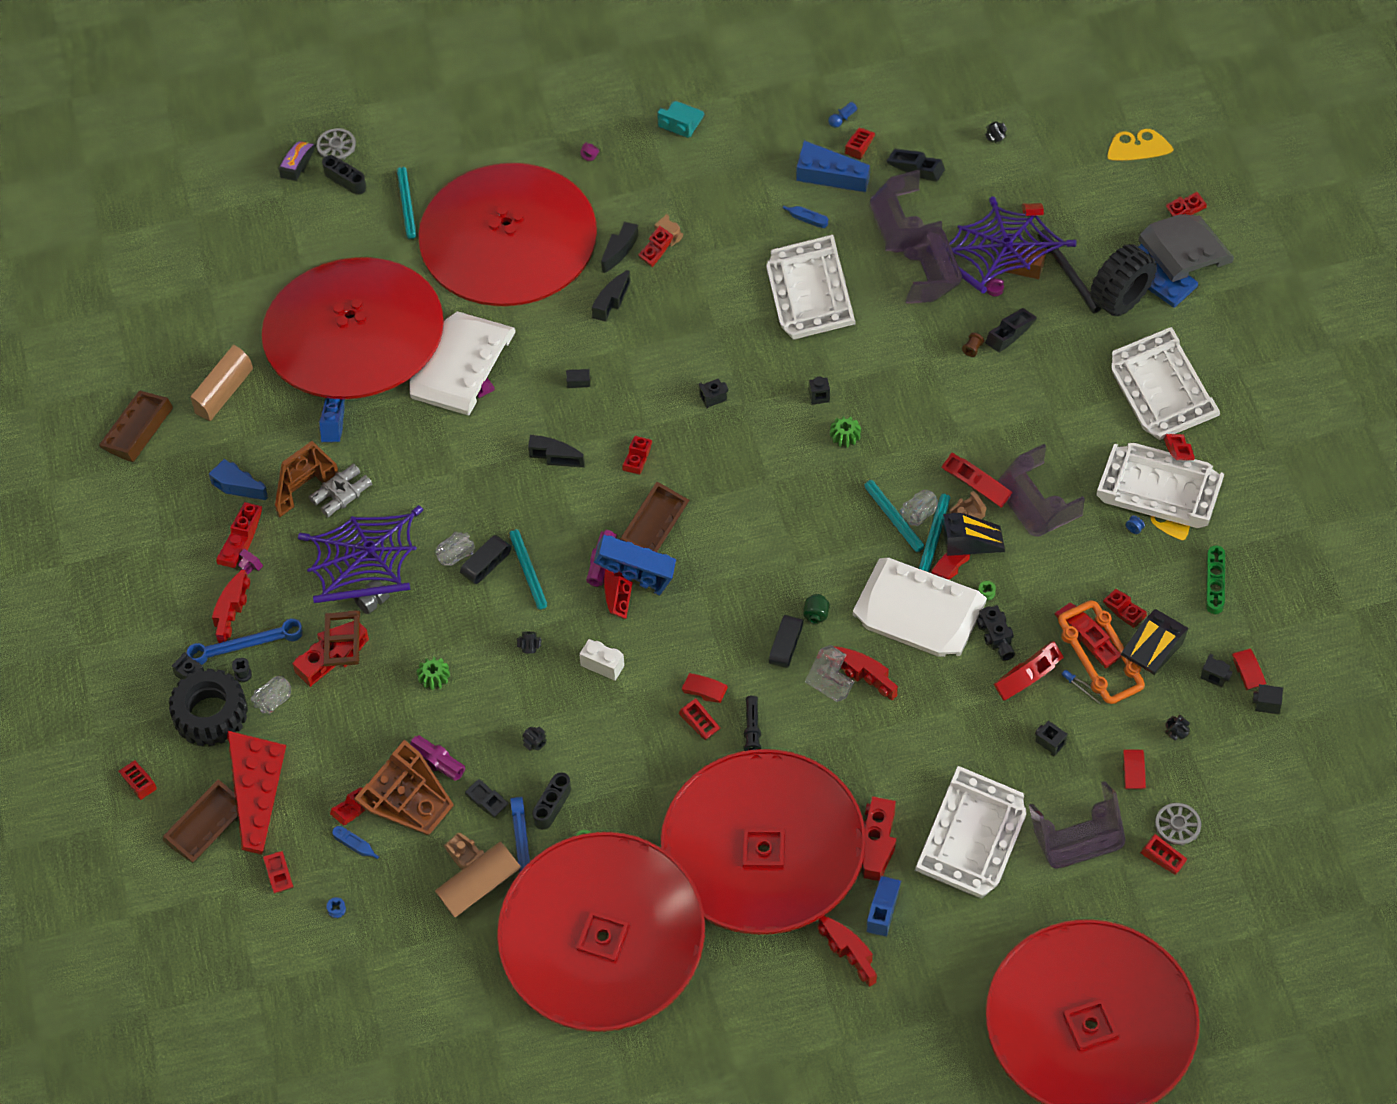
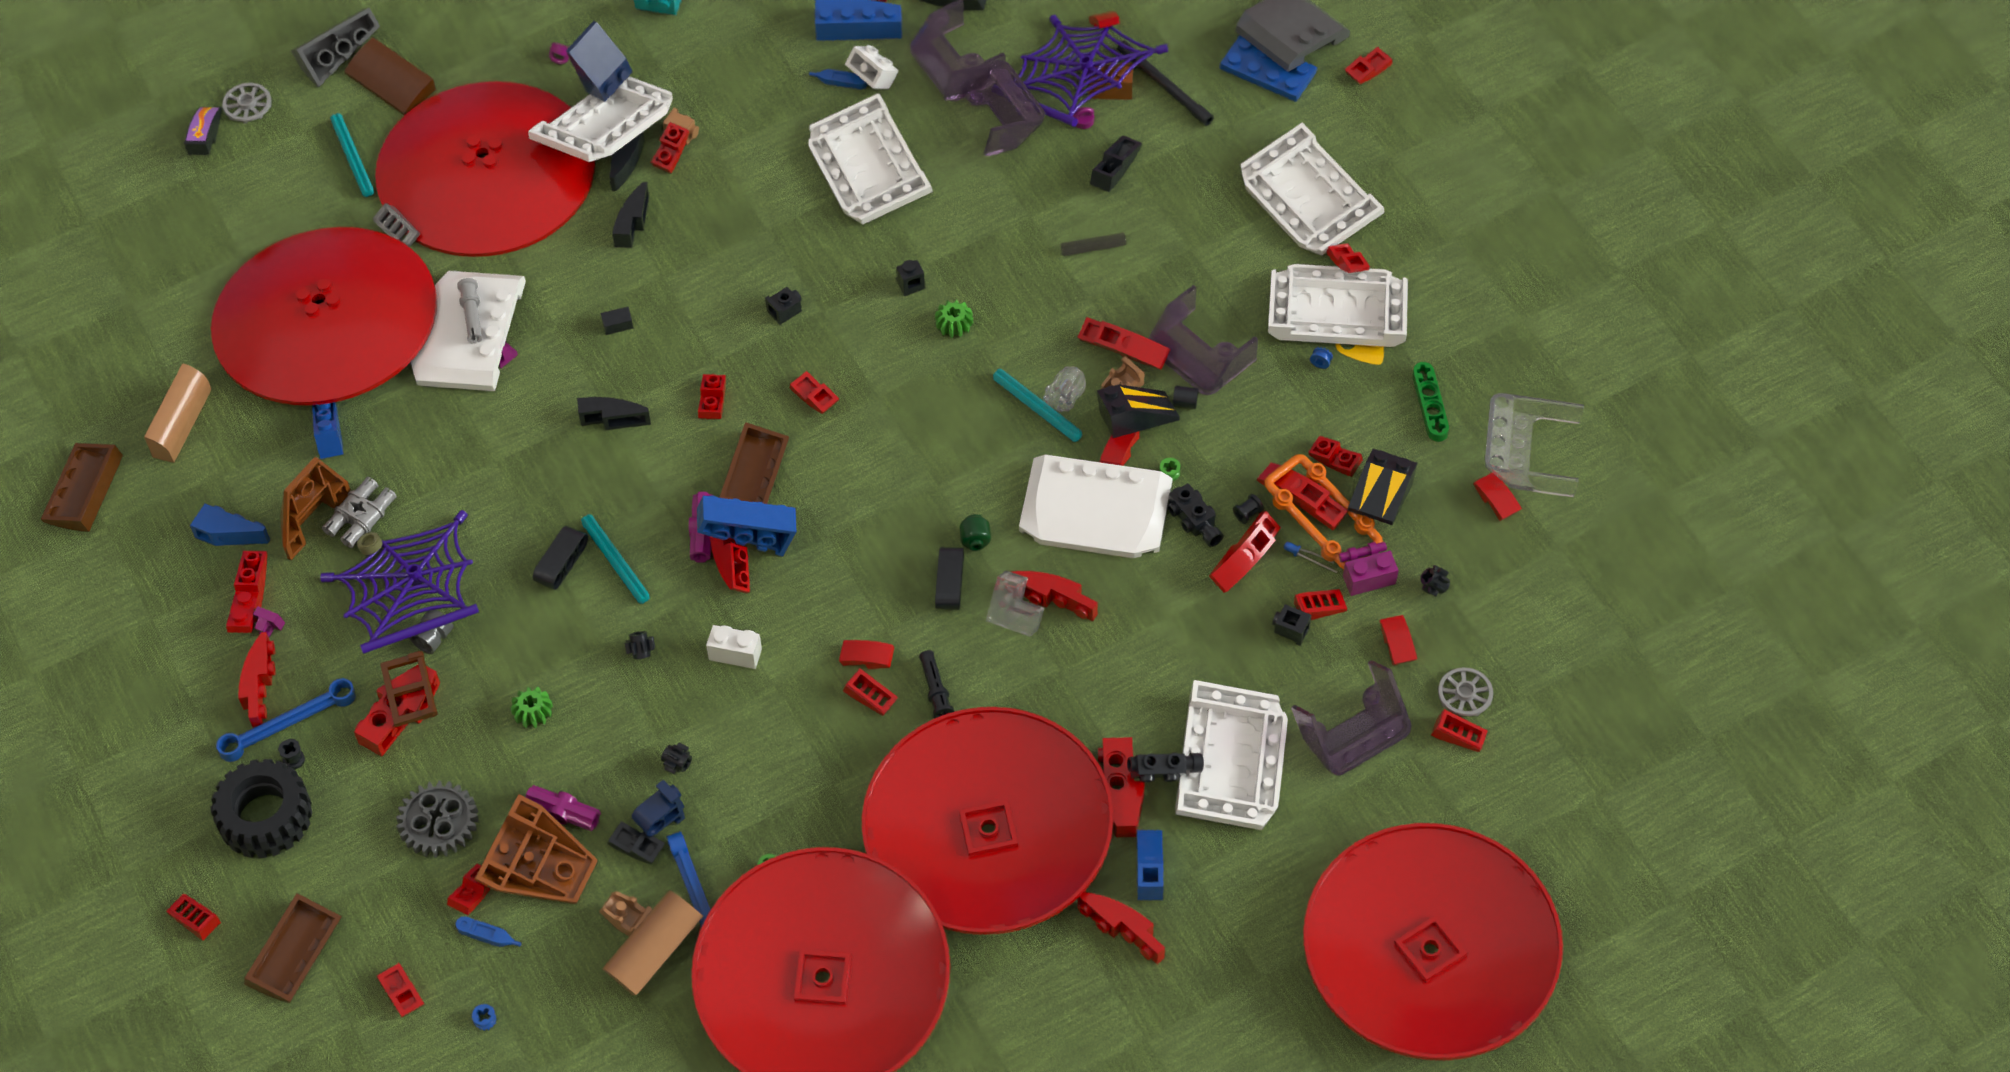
camera: 15 degrees left, 0 degrees up
(185, 666) = (220, 764): black brick -> none
(255, 782) = (343, 882): red wing -> none
(271, 694) = (337, 776): clear piece -> none
(339, 745) = (417, 814): none -> dark grey gear
(342, 516) = (369, 543): none -> olive tile
(344, 174) = (267, 136): black beam -> none
(412, 112) = (329, 49): none -> dark grey wedge
(418, 259) = (387, 216): none -> dark grey slope
(451, 145) = (390, 76): none -> reddish brown slope
(454, 548) = (519, 552): clear piece -> none
(465, 340) = (469, 301): none -> light grey pin
(510, 776) = (659, 809): none -> dark blue pin
(549, 809) = (717, 818): black beam -> none
(609, 212) = (601, 128): none -> white slope
(614, 166) = (598, 62): none -> slope
(718, 469) = (813, 393): none -> red slope
(833, 211) = (871, 67): none -> white brick
(907, 828) = (1165, 766): none -> black brick
(934, 533) = (1090, 415): teal axle -> none
(974, 342) = (1076, 188): reddish brown bush -> none
(974, 393) = (1093, 244): none -> clear smoke axle
(1015, 534) = (1185, 397): none -> black beam
(1041, 636) = (1248, 508): none -> black bush
(1065, 719) = (1306, 598): none -> red slope
(1123, 280) = (1234, 79): black tyre -> none
(1125, 709) = (1371, 571): none -> magenta brick
(1216, 671) = (1461, 506): black brick -> none
(1242, 290) = (1370, 66): none -> red slope
(1268, 699) = (1529, 525): black brick -> none
(1272, 624) = (1511, 436): none -> clear windscreen

